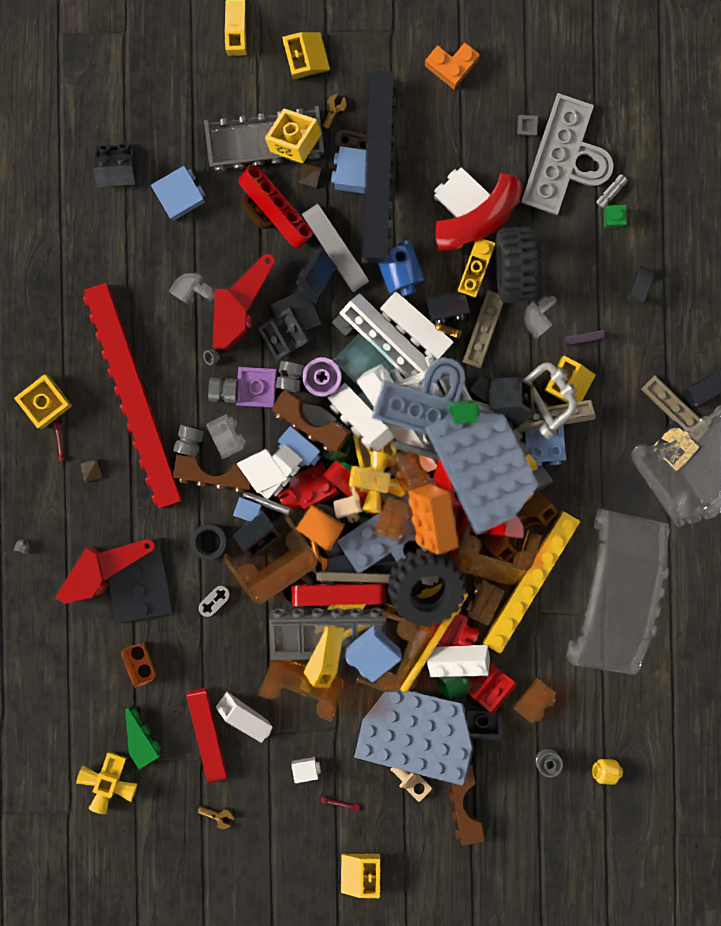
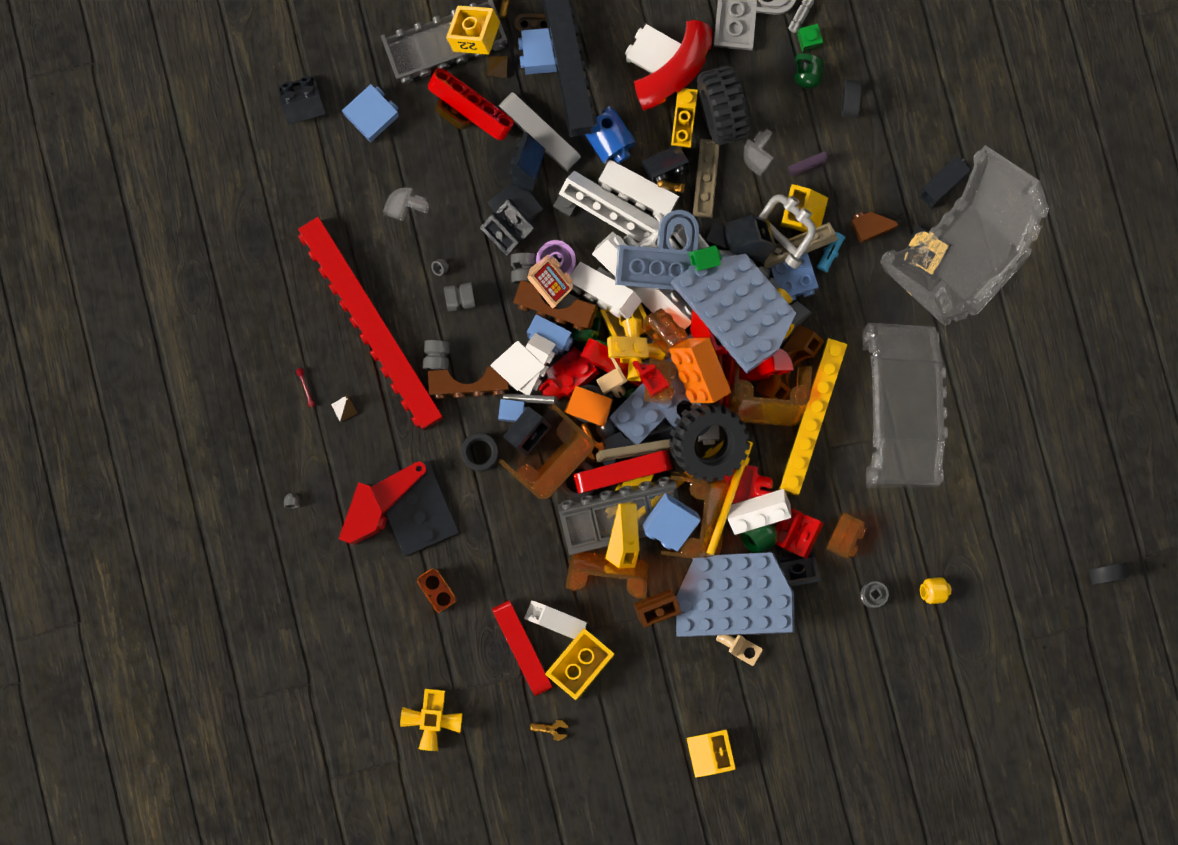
camera: 15 degrees left, 5 degrees down
(43, 401) = (281, 349): yellow brick -> none
(140, 745) = (456, 673): green slope -> none
(218, 604) = (502, 514): light grey beam -> none
(225, 436) = (472, 341): clear brick -> none
(232, 305) = (451, 209): red slope -> none
(256, 387) = (492, 287): medium lavender plate -> none
(257, 765) = (580, 664): none -> yellow slope
(305, 769) = (630, 659): white brick -> none
(310, 397) = (550, 280): none -> slope
(342, 729) = (657, 608): none -> reddish brown brick
(355, 807) = (689, 687): dark red hinge -> none
(360, 357) = (589, 232): clear light blue slope -> none
(385, 516) = (651, 378): none -> red slope
(416, 450) = (667, 308): dark grey bar -> none
(469, 827) = (809, 681): reddish brown arch -> none
(485, 602) = (772, 448): clear orange brick -> none
(576, 438) = (825, 264): none -> dark azure pin
(606, 251) = (808, 75): none -> dark green helmet
(629, 411) = (871, 226): none -> reddish brown slope
(670, 403) = (908, 209): dark tan tile -> none

